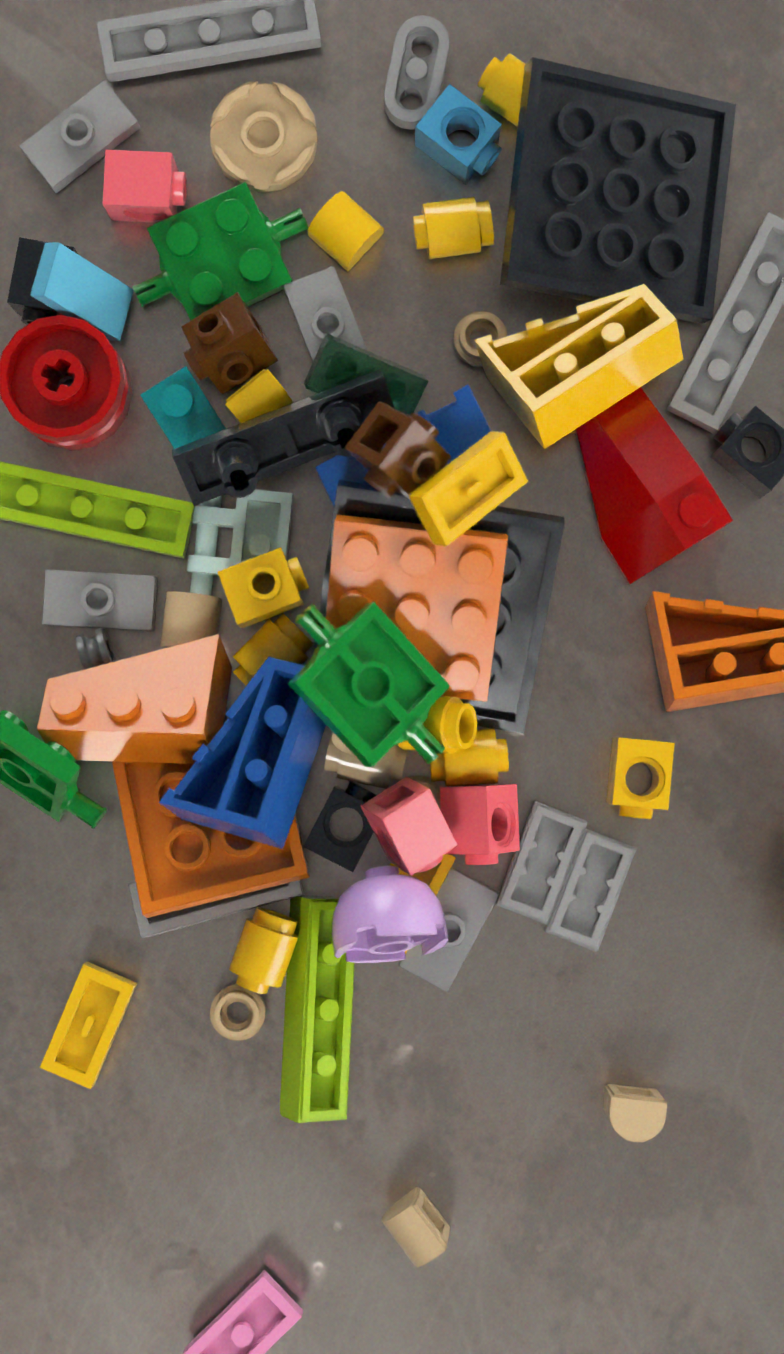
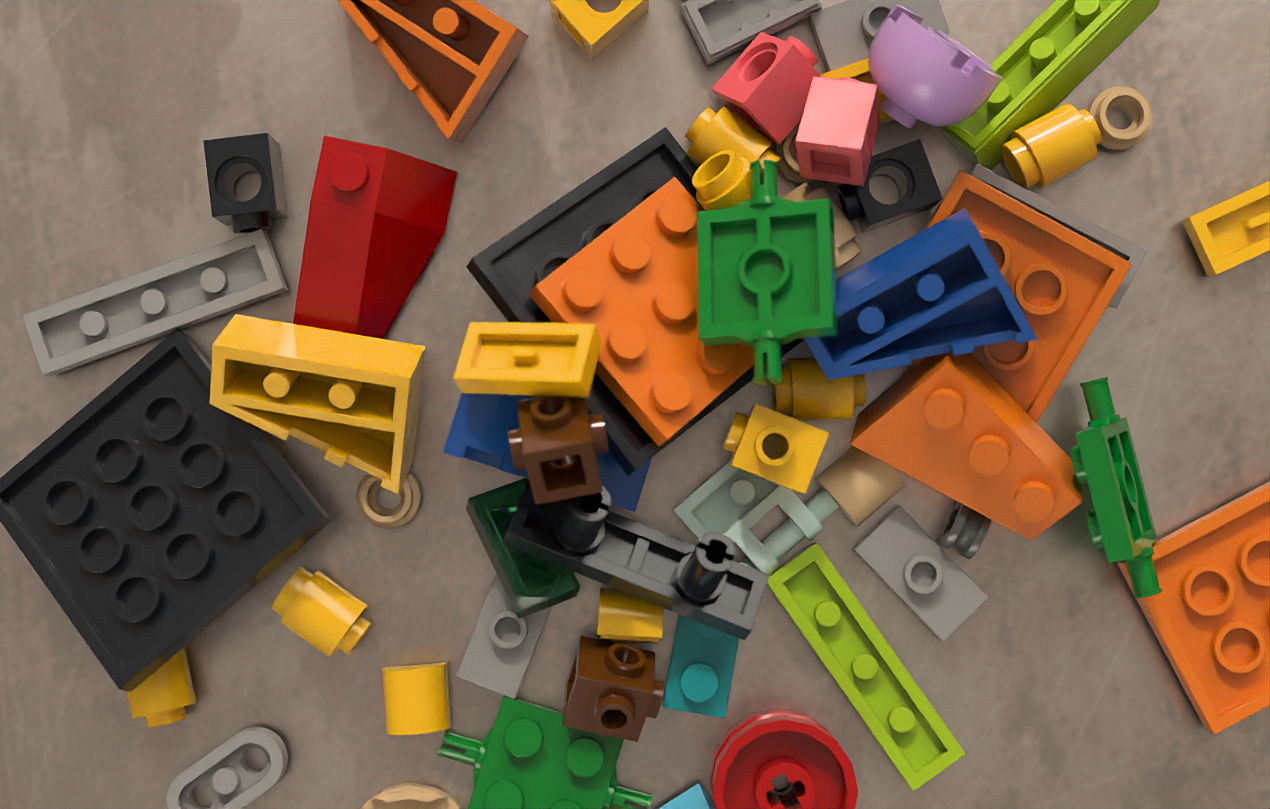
camera: 145 degrees left, 0 degrees up
(452, 113) = (225, 711): dark azure brick -> none

